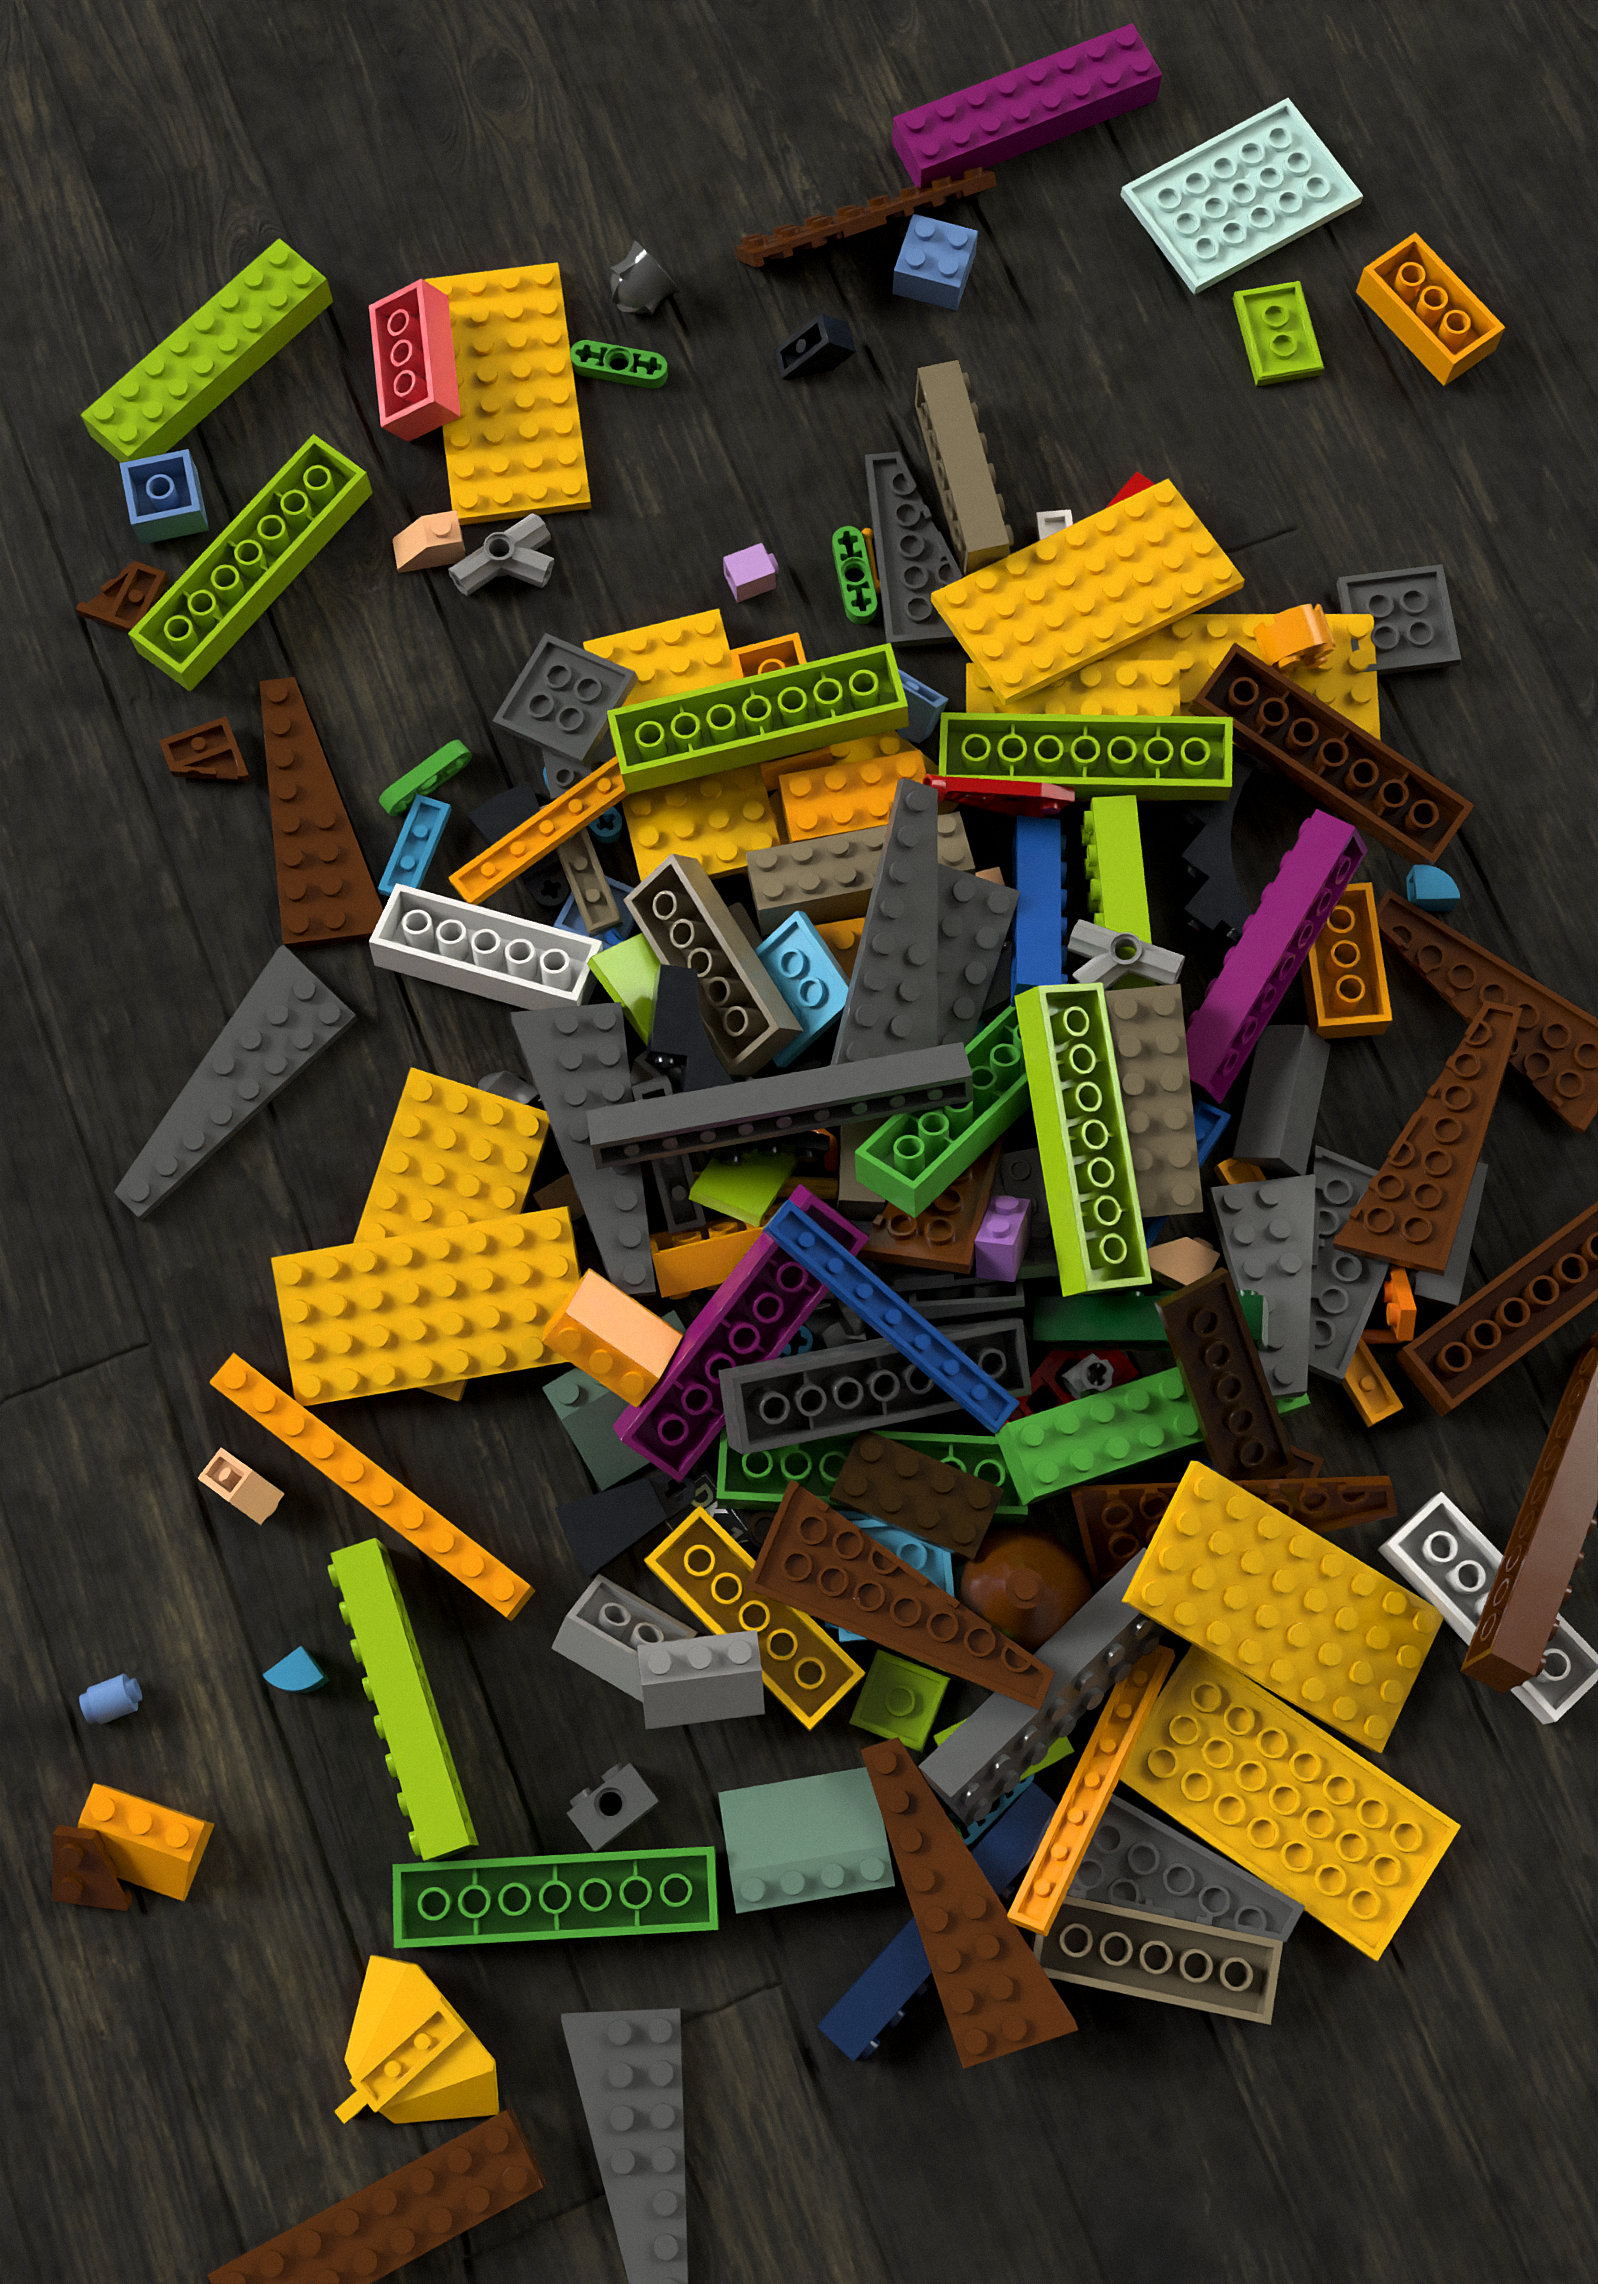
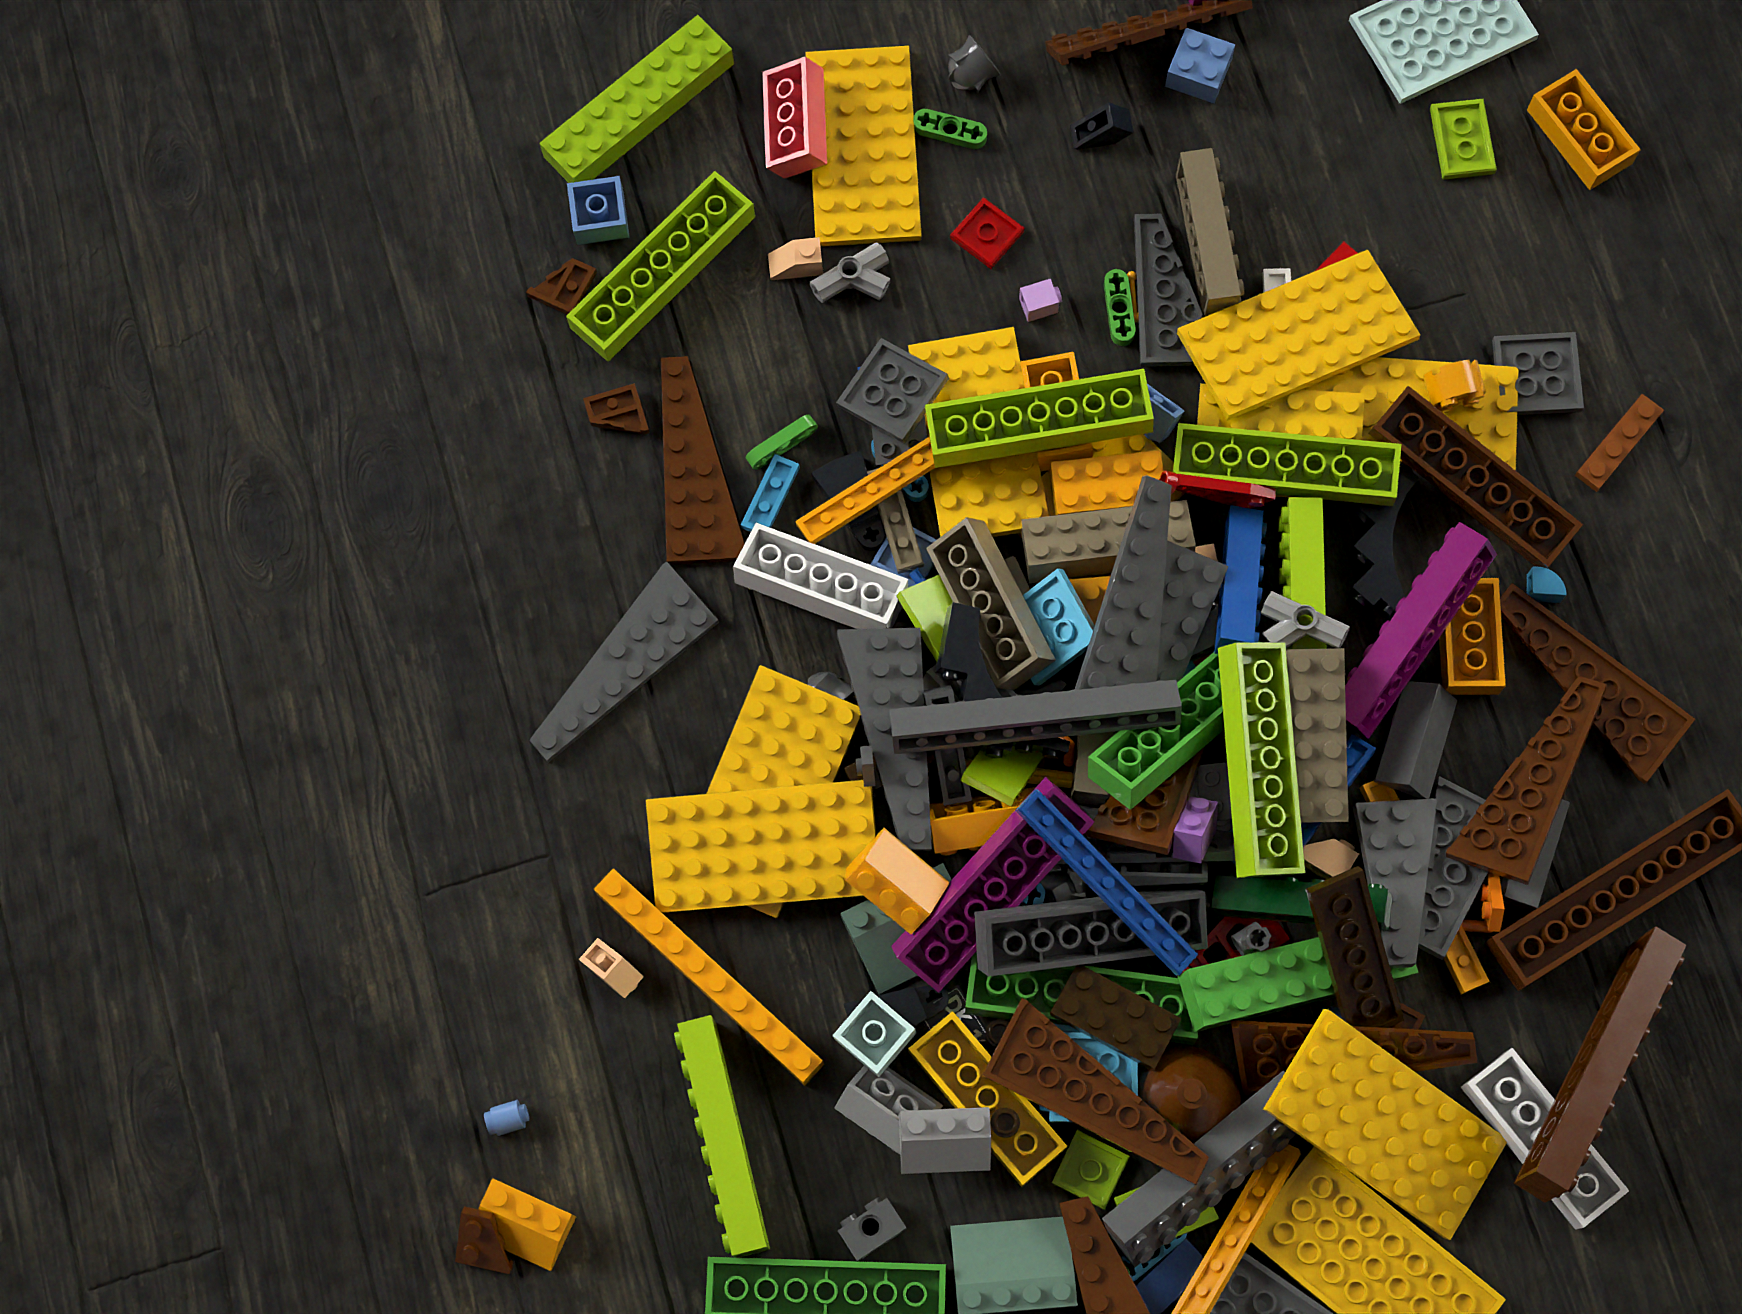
camera: 10 degrees right, 0 degrees up
(297, 1673) = (644, 1110): dark azure brick -> none
(560, 1189) = (865, 766): none -> dark grey plate
(597, 1544) = (874, 1034): none -> light aqua brick
(676, 493) = (987, 233): none -> red tile
(780, 1648) = (1005, 1122): none -> dark brown plate
(1509, 701) = (1619, 442): none -> dark orange plate

